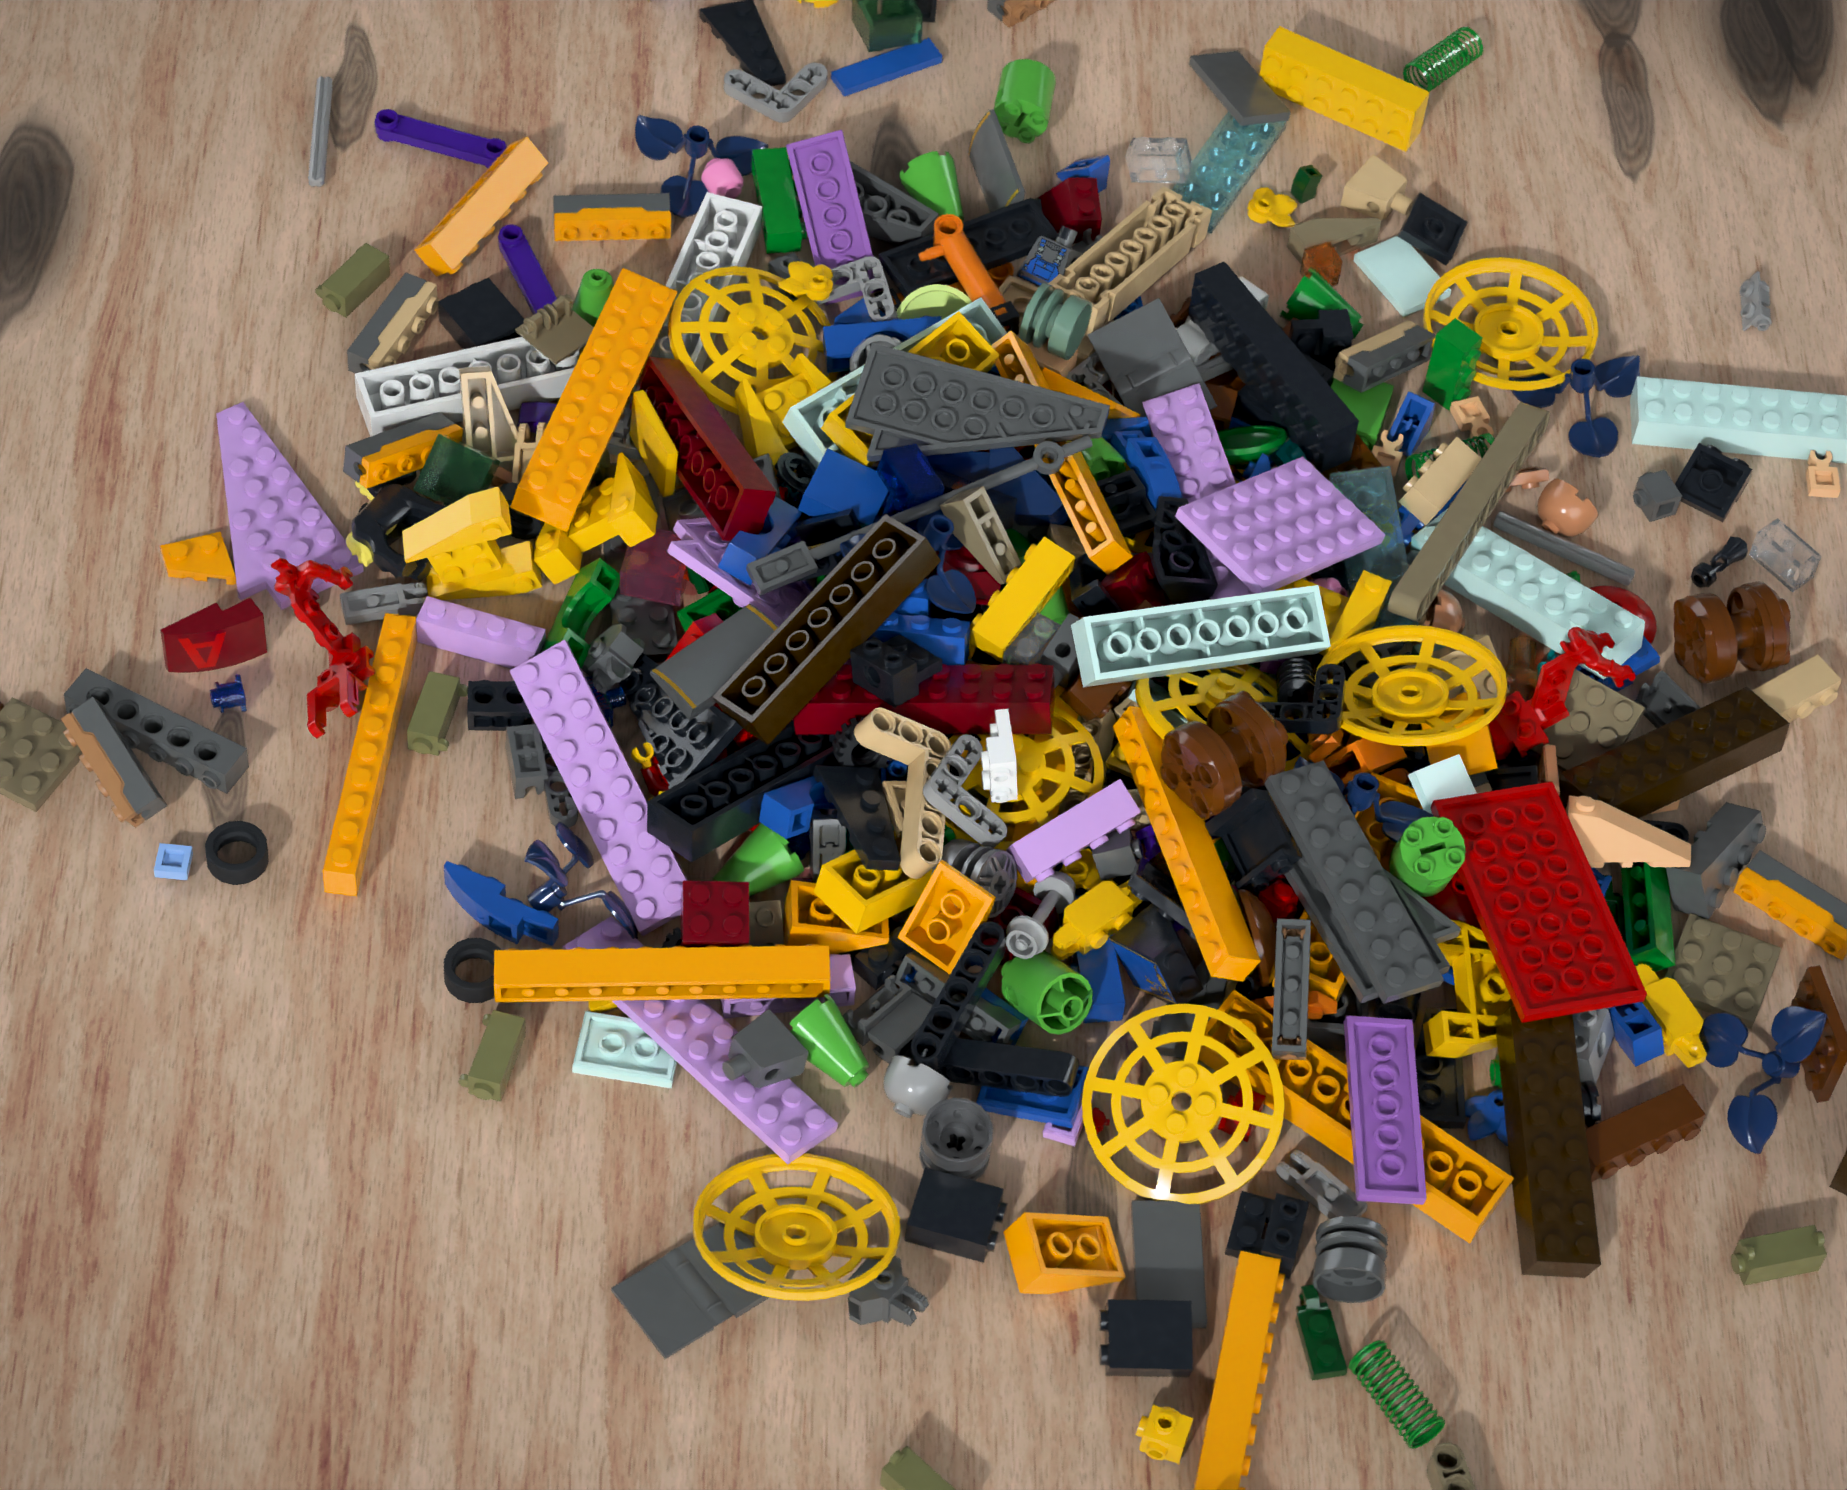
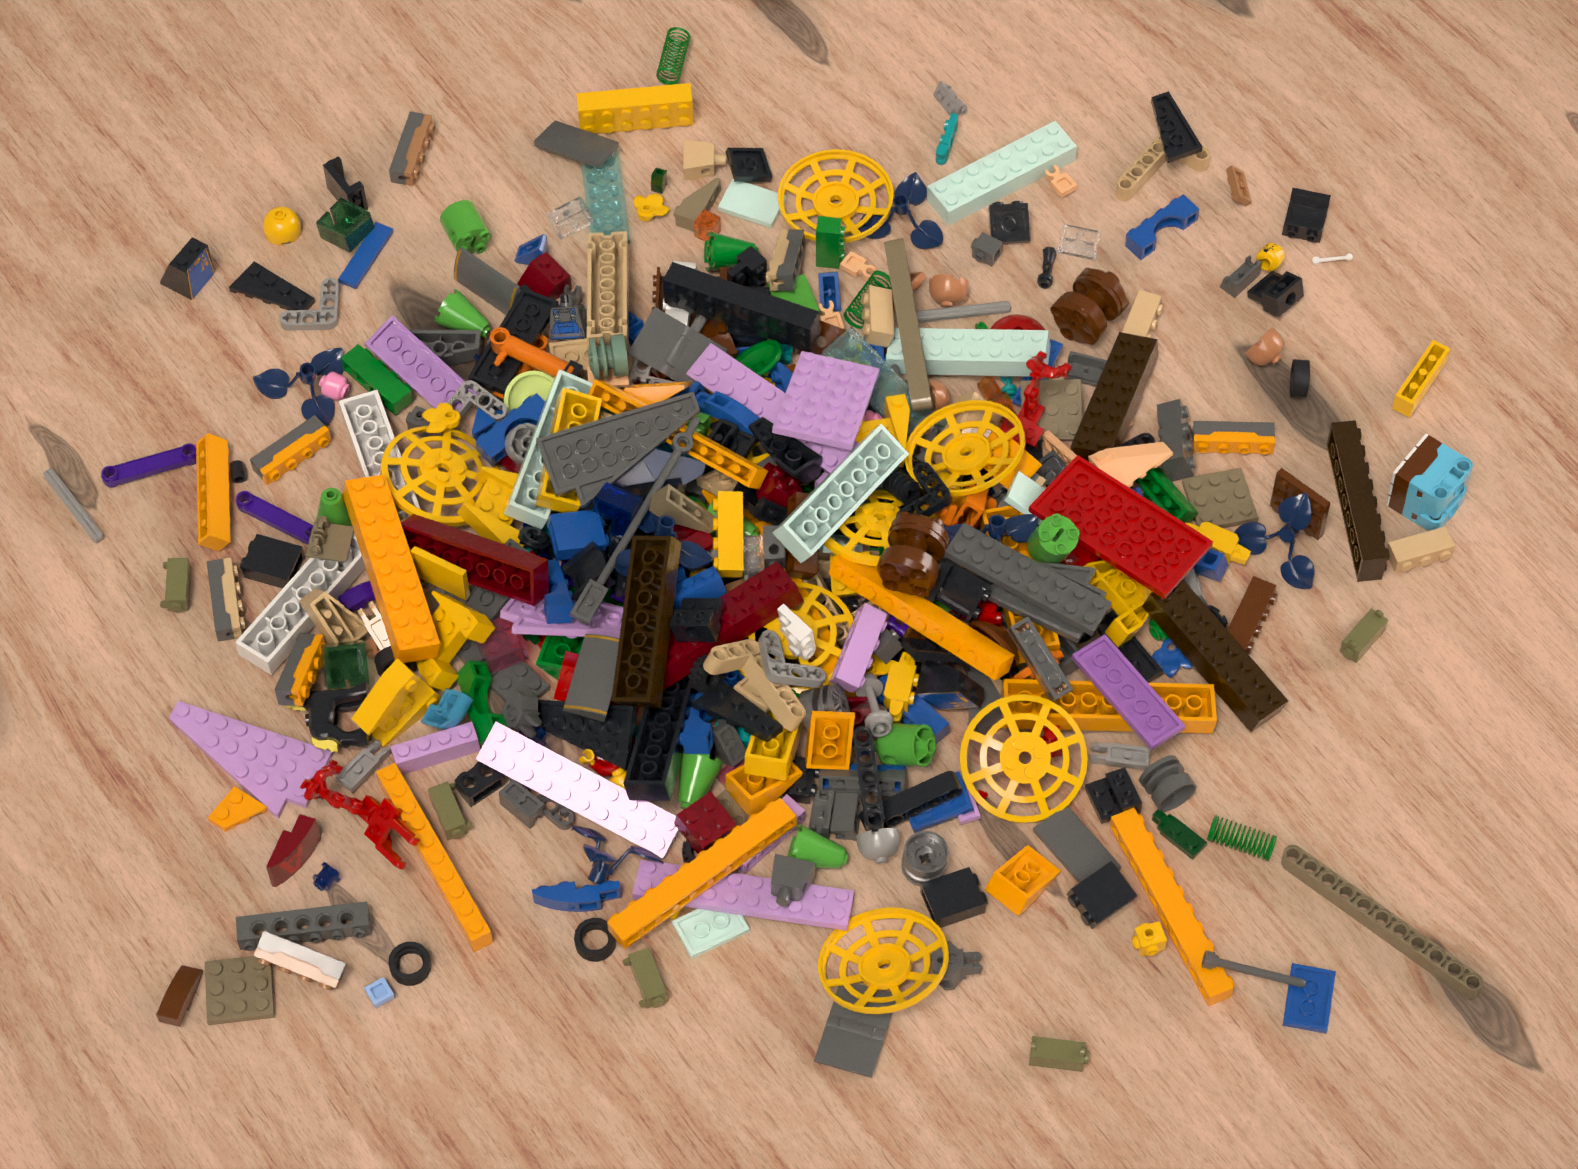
camera: 30 degrees left, 5 degrees up
(530, 603) = (449, 710): none -> dark azure brick
(532, 204) = (237, 471): none -> black hinge
(1712, 345) = (946, 141): none -> teal hinge

